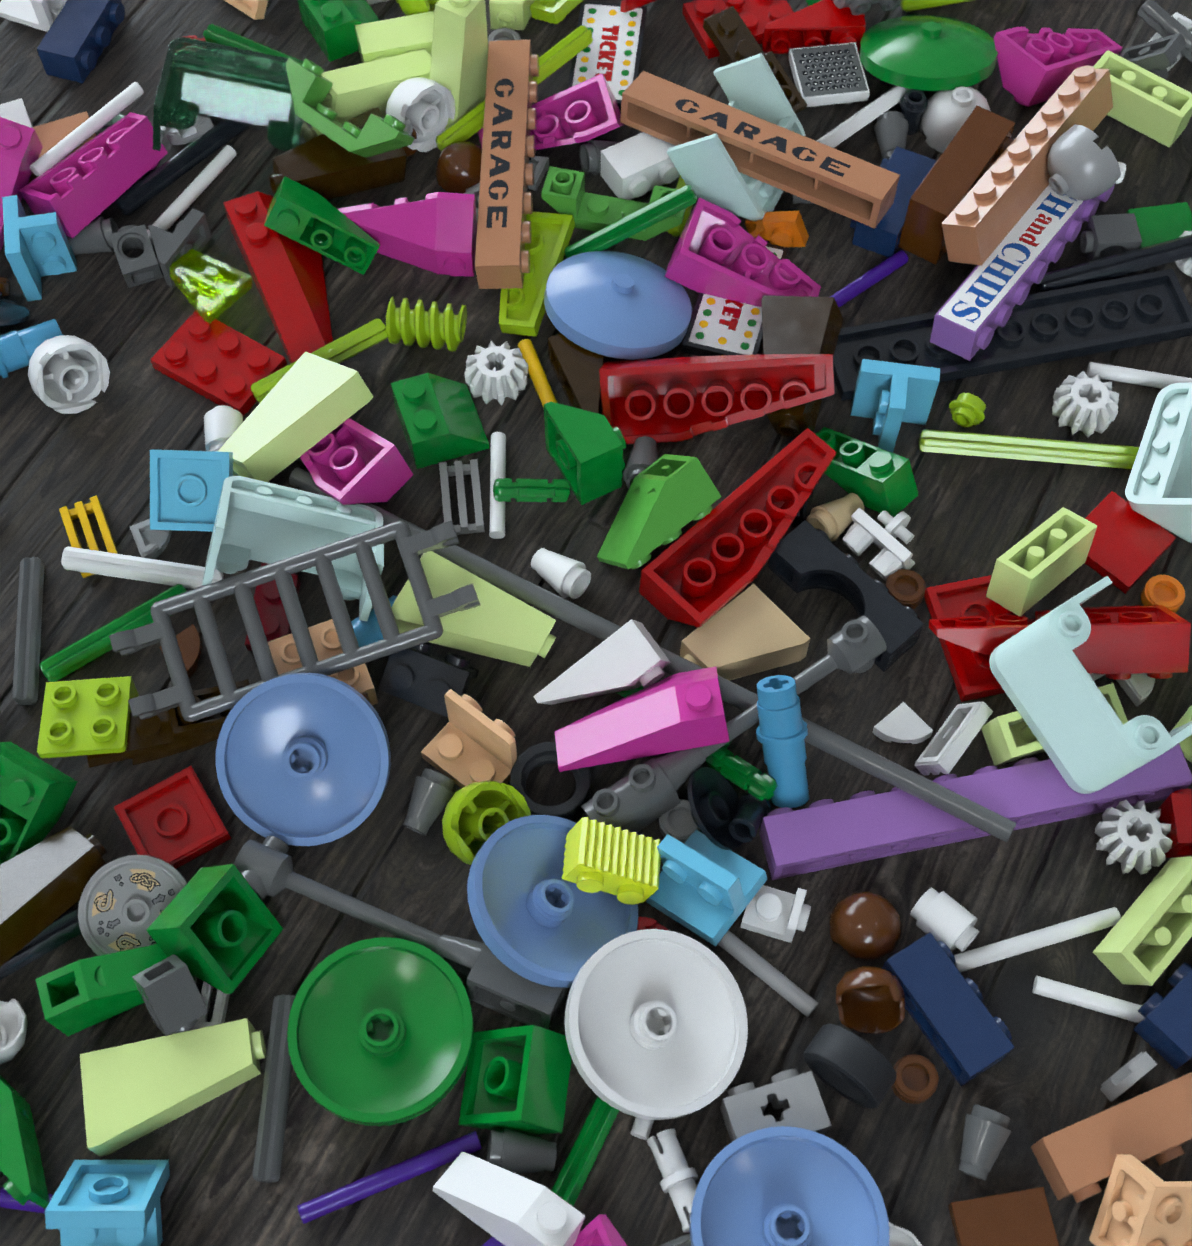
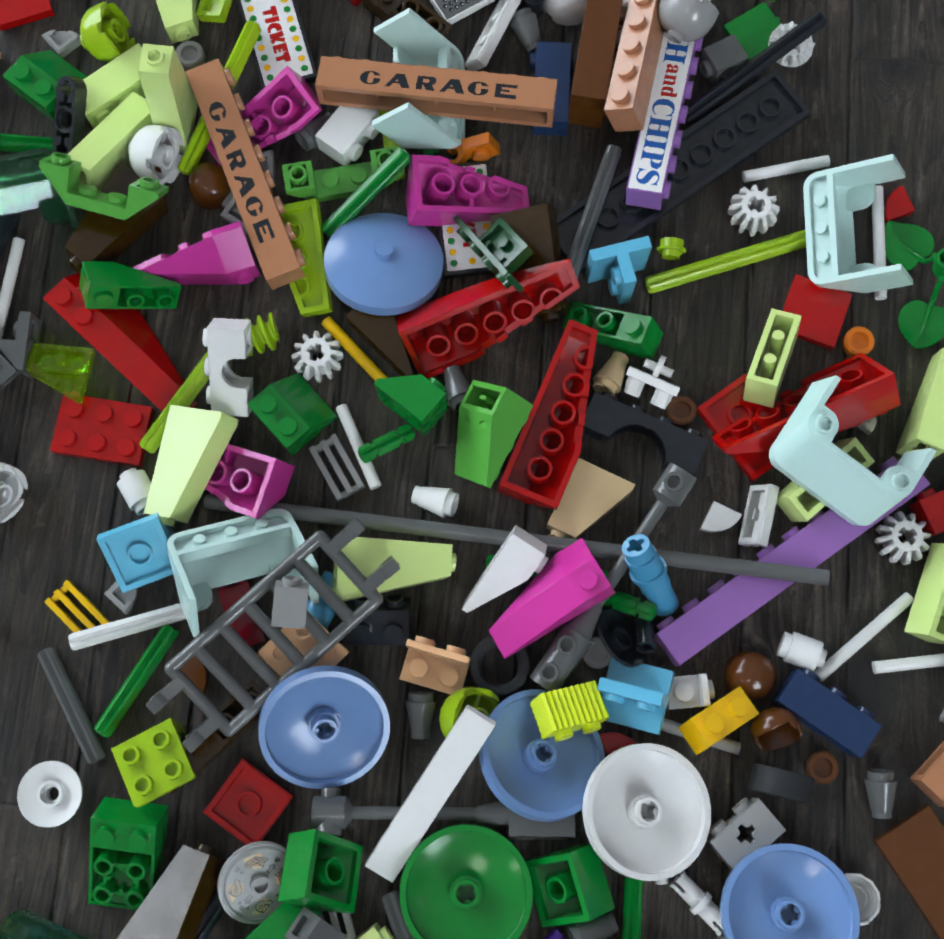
camera: 20 degrees left, 15 degrees up
(330, 580) = (290, 602): none -> light grey brick
(352, 34) = (62, 108): none -> black beam
(393, 883) = (430, 793): none -> white tile
(394, 306) = (227, 341): none -> white arch
(755, 326) = (501, 248): none -> dark green bracket
(798, 953) = (718, 720): none -> yellow brick
(870, 278) = (554, 167): dark purple bar -> none
(889, 331) = (594, 207): none -> dark grey axle

